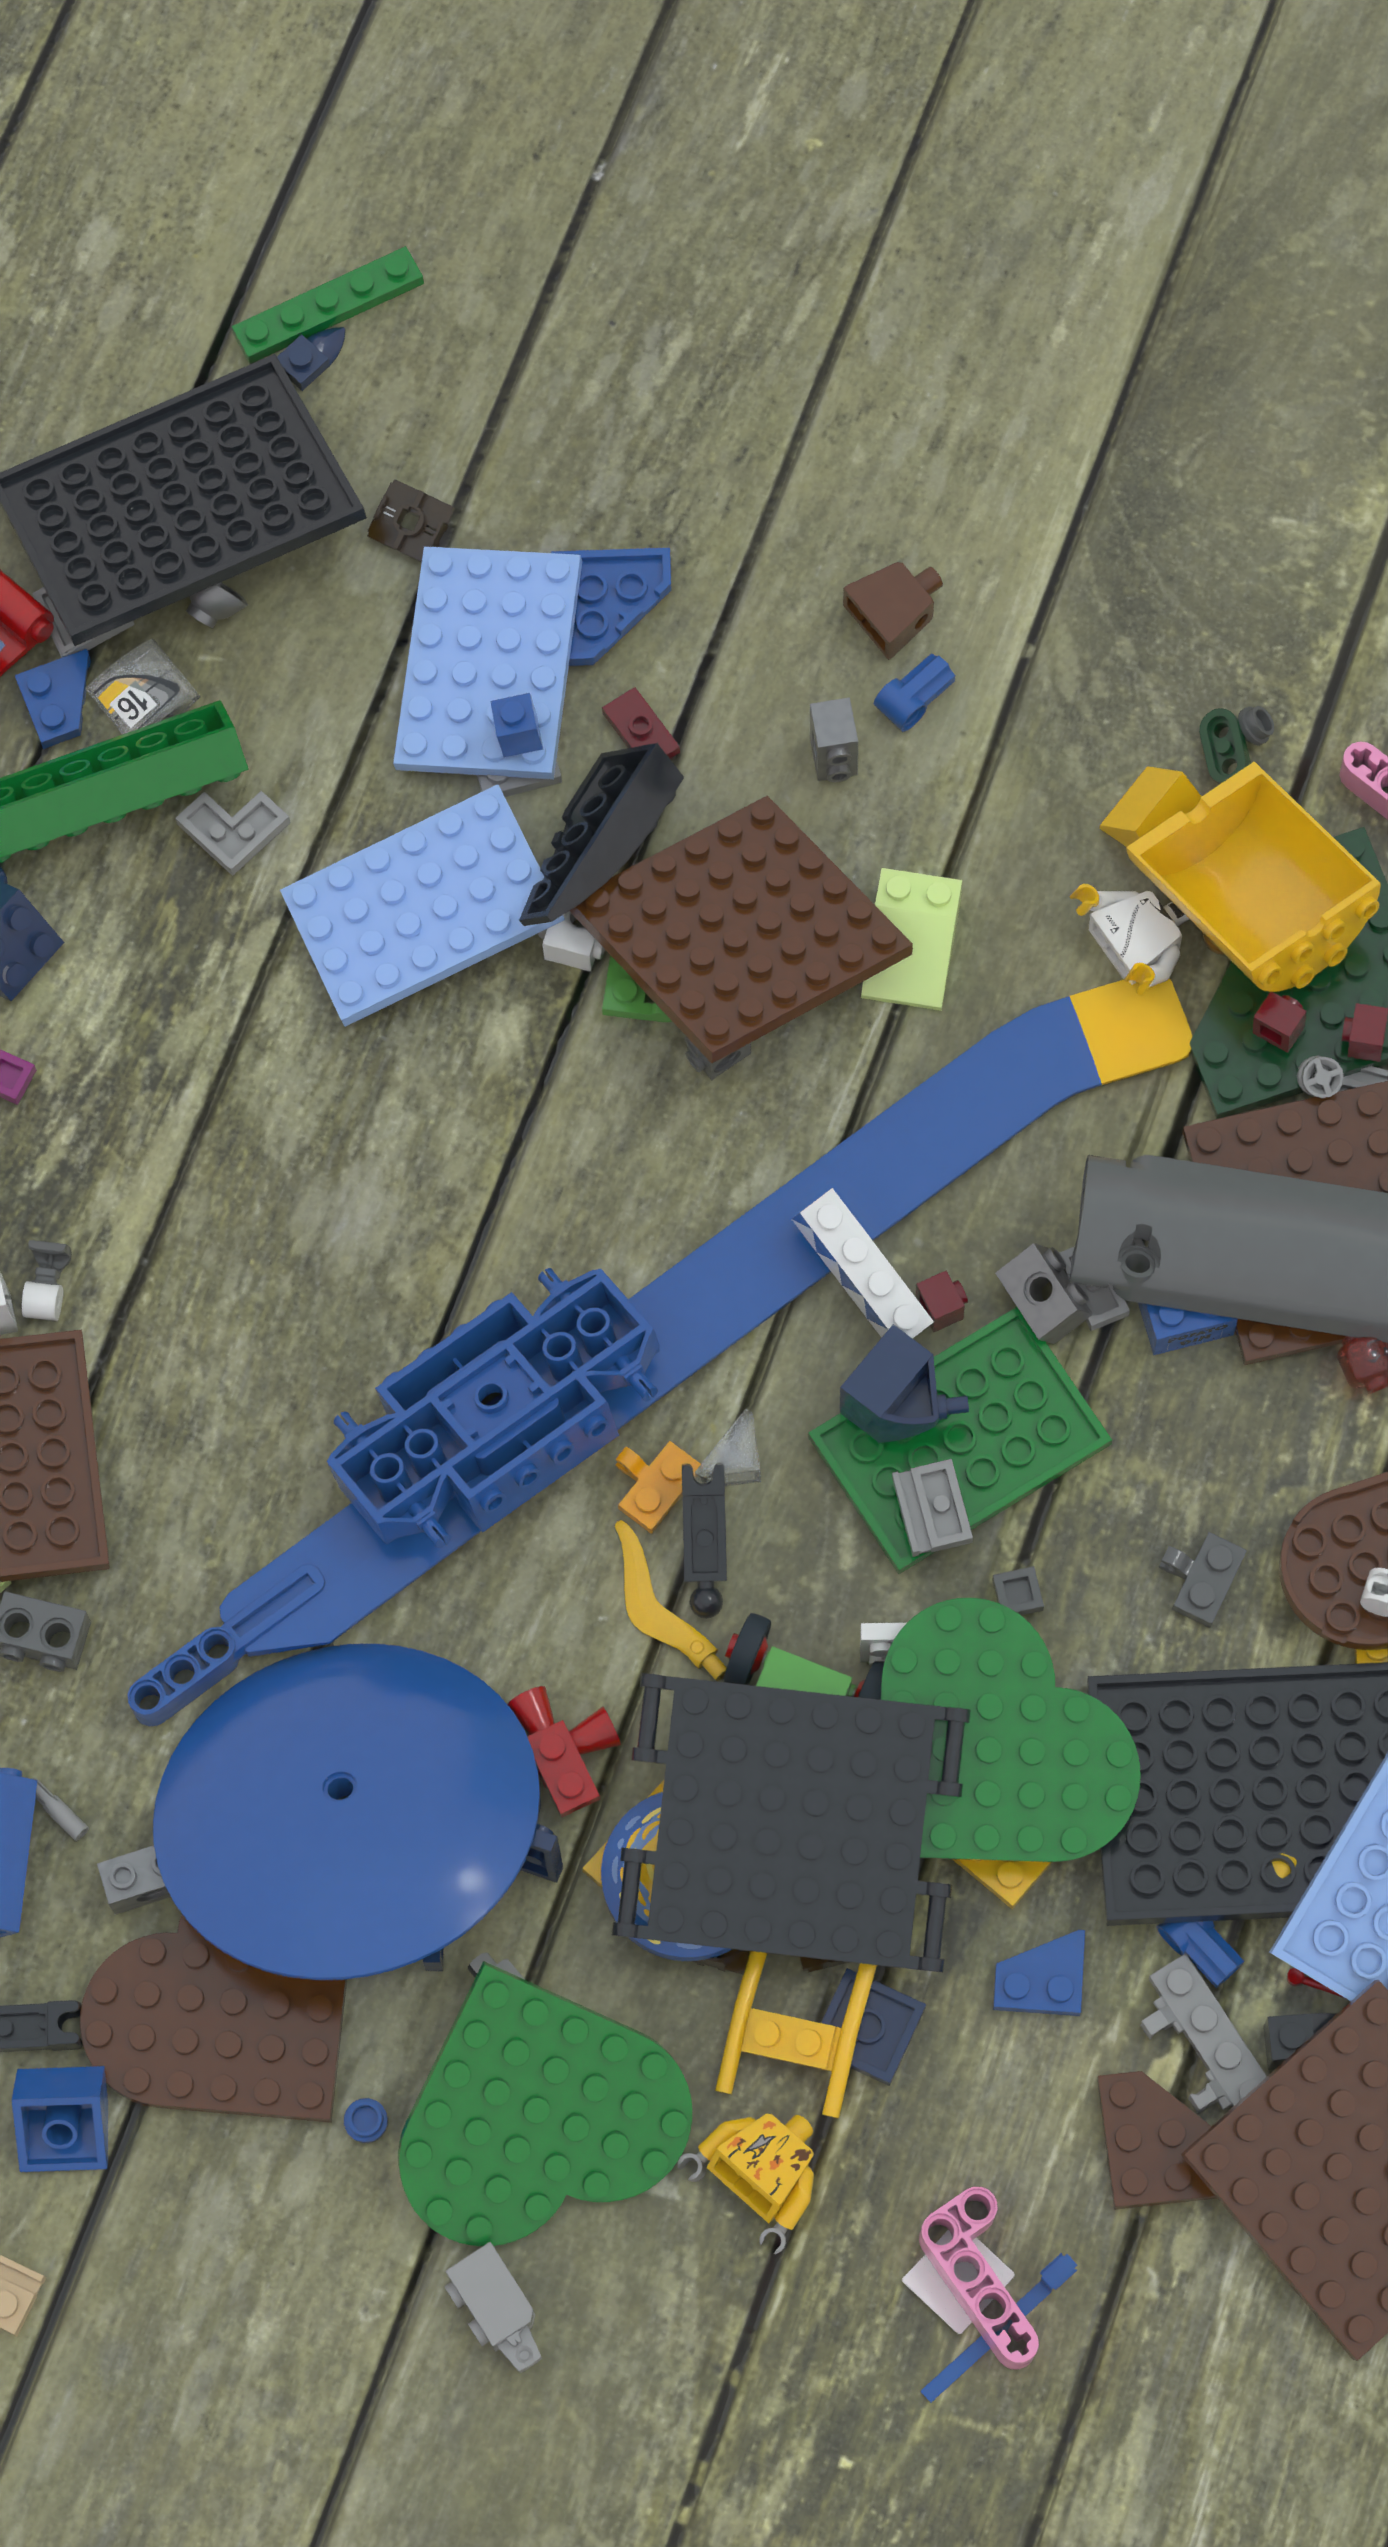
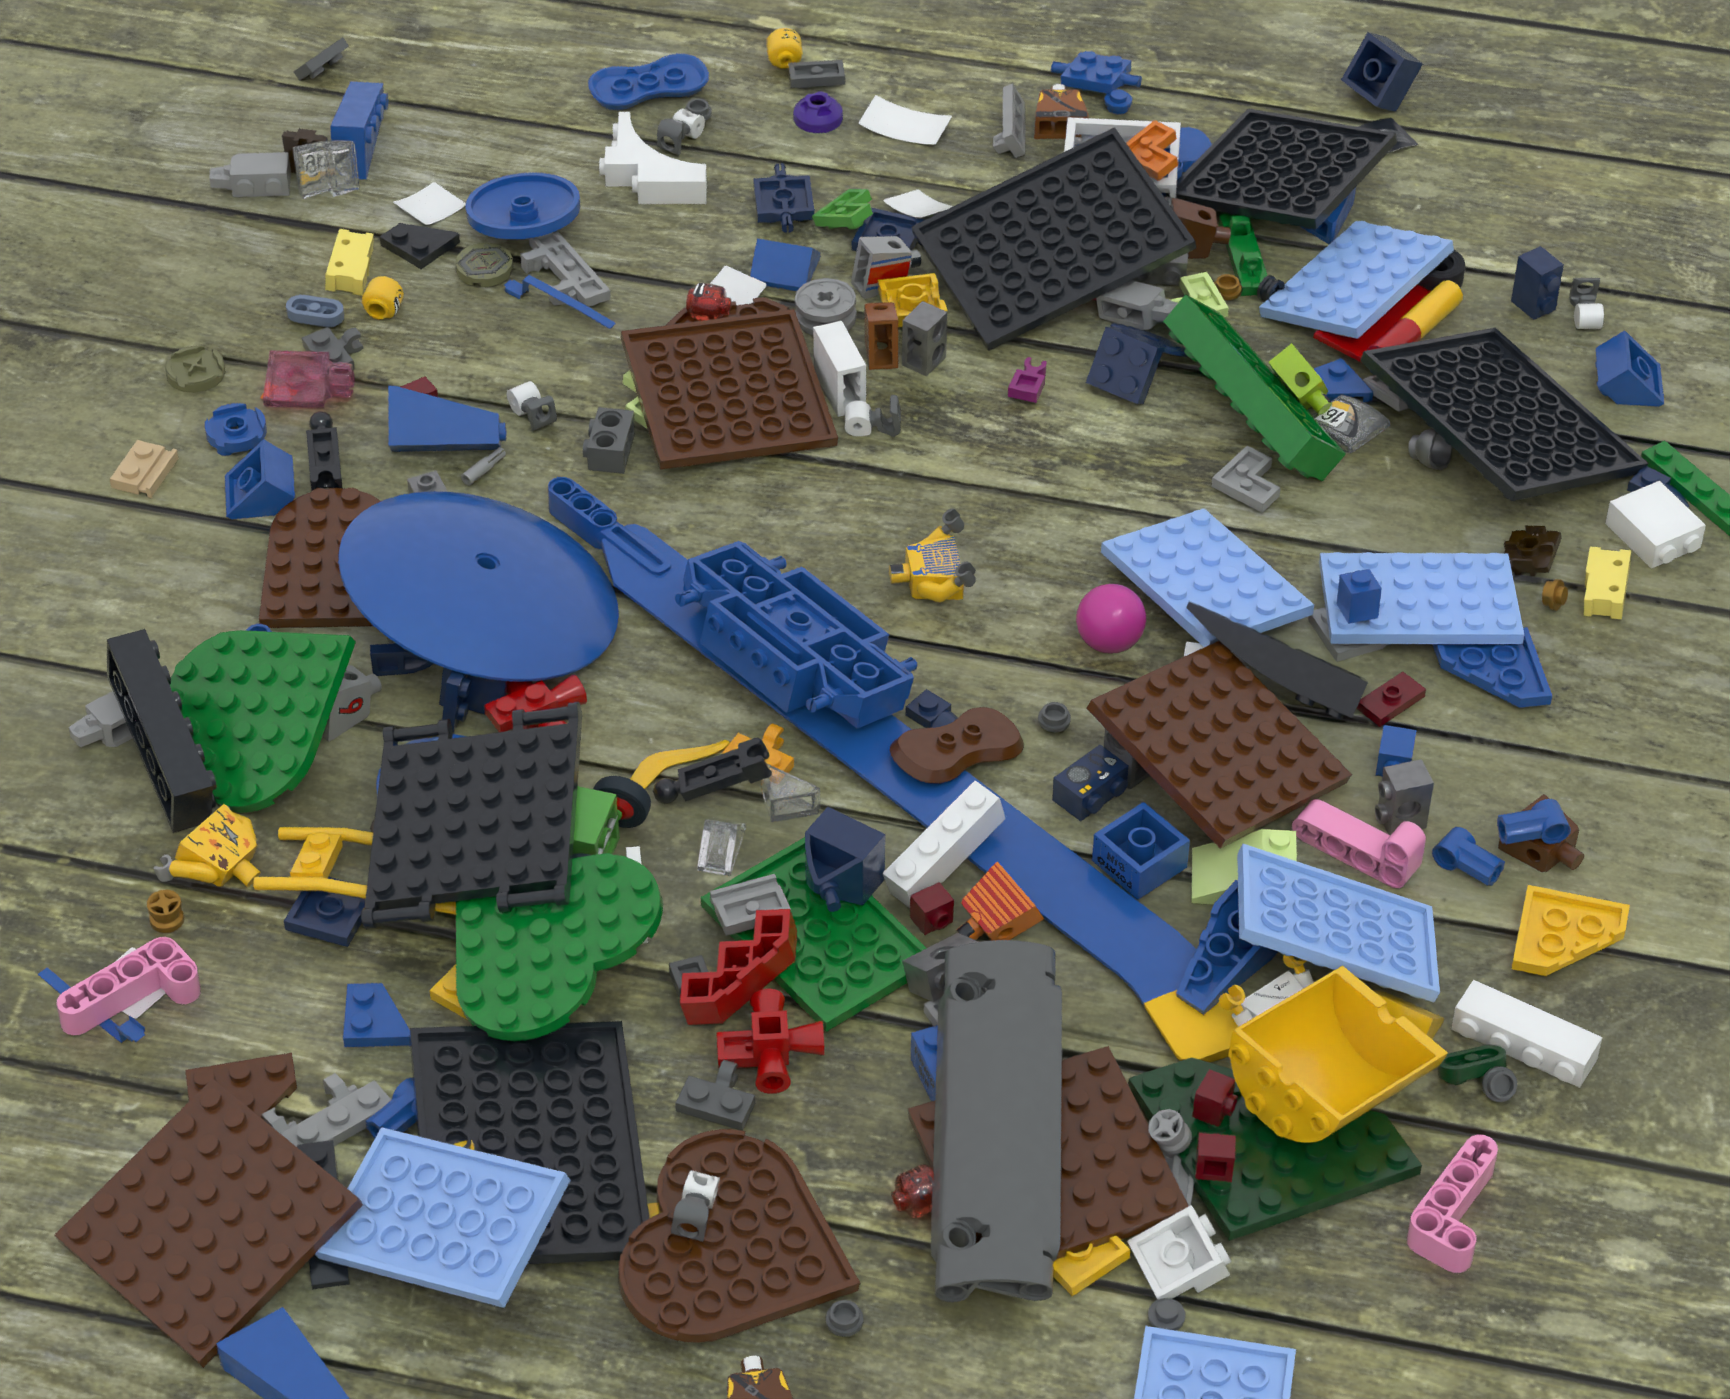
camera: 80 degrees right, 25 degrees down
(78, 728) = (1301, 379): none -> lime torso
(102, 340) = (1628, 372): none -> blue slope
(353, 1232) = (934, 564): none -> torso
(387, 369) = (1655, 524): none -> white brick
(478, 447) = (1606, 582): none -> light yellow piece
(481, 1028) = (1111, 618): none -> dark pink piece
(493, 509) = (1554, 594): none -> pearl gold plate
(576, 2234) = (160, 730): none -> black brick
(613, 1256) = (930, 710): none -> dark blue plate
(630, 1122) = (1054, 717): none -> dark grey plate
(686, 1262) = (947, 750): none -> reddish brown plate
(742, 739) = (1395, 747): none -> blue brick
(754, 1093) = (1090, 783): none -> dark blue brick
(799, 1539) = (720, 845): none -> clear slope
(850, 2228) = (165, 911): none -> pearl gold wheel
(881, 1049) = (1140, 850): none -> blue brick
(905, 597) = (1542, 821): none -> blue piece
(917, 771) = (1382, 856): none -> bright pink beam
(959, 1223) = (998, 908): none -> orange torso
(1033, 614) = (1564, 929): none -> yellow plate
(1039, 1525) = (741, 969): none -> red brick
(1040, 966) = (1221, 956): none -> blue wedge
(1041, 846) = (1337, 923): none -> light blue plate
(1137, 1506) = (769, 1042): none -> red brick
(1187, 683) = (1526, 1033): none -> white brick

